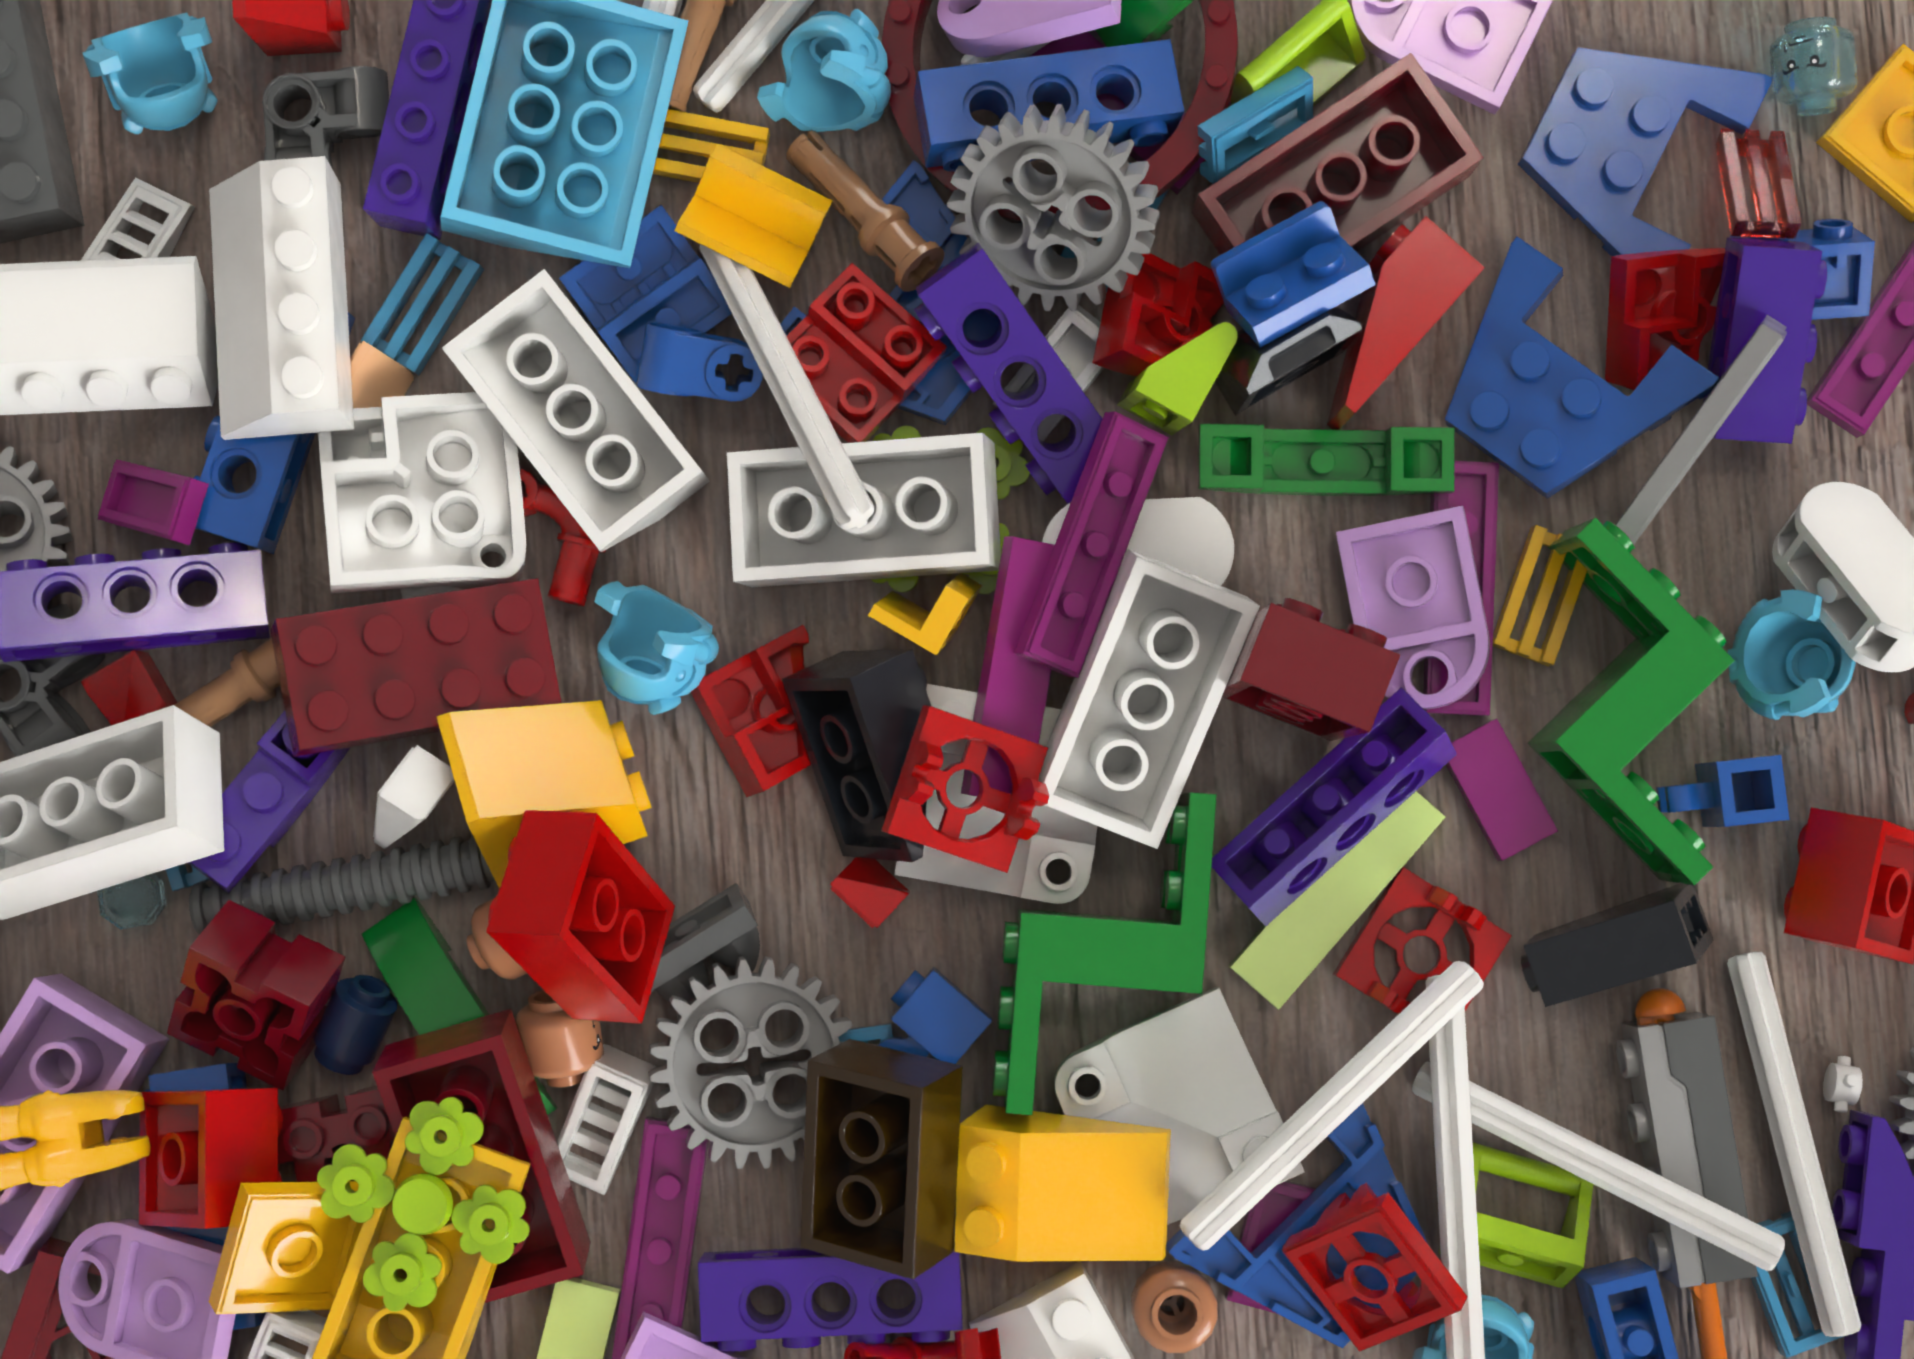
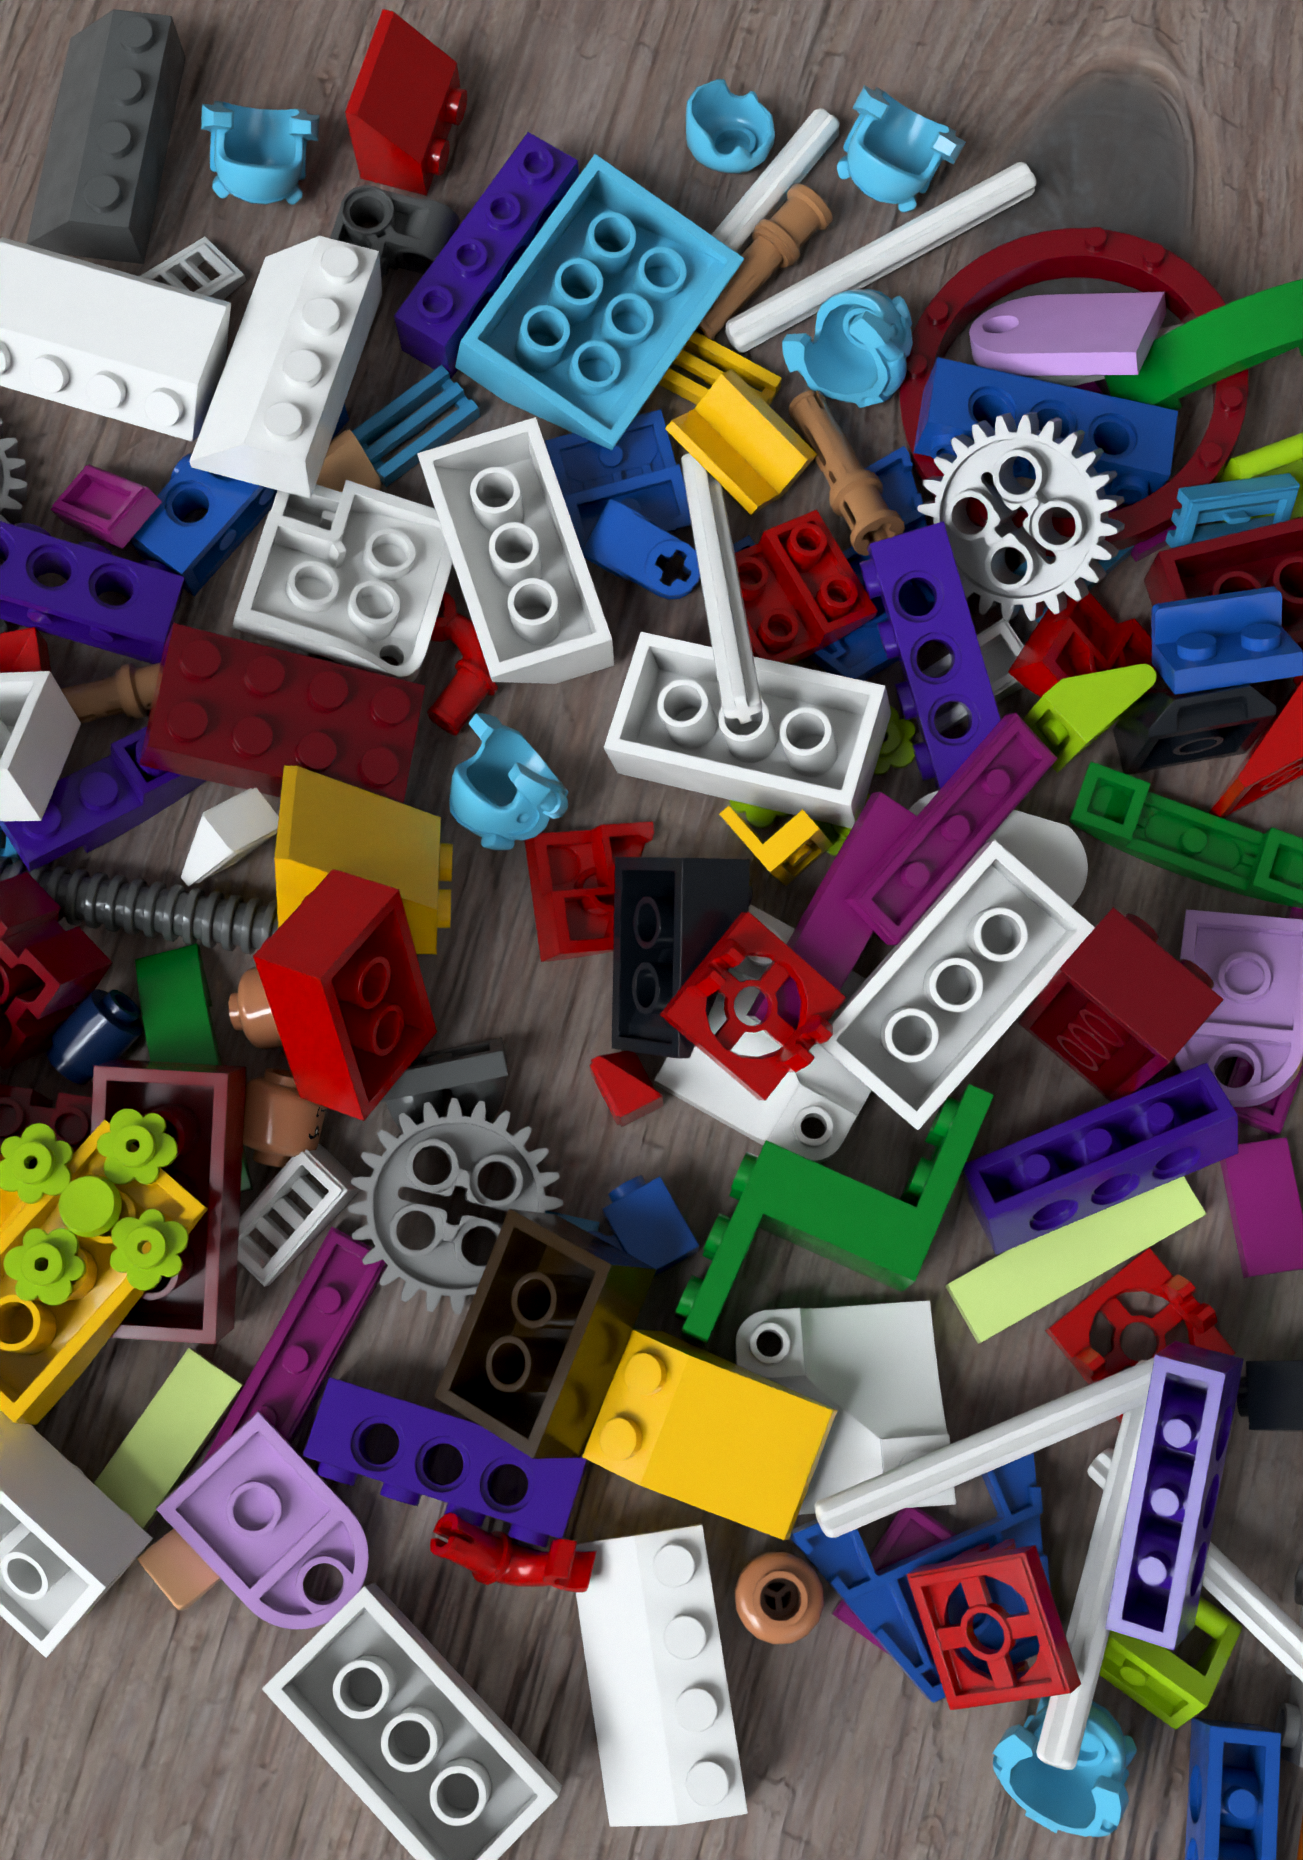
camera: 20 degrees right, 10 degrees down
(1496, 1098) = (1174, 1494): none -> dark purple brick

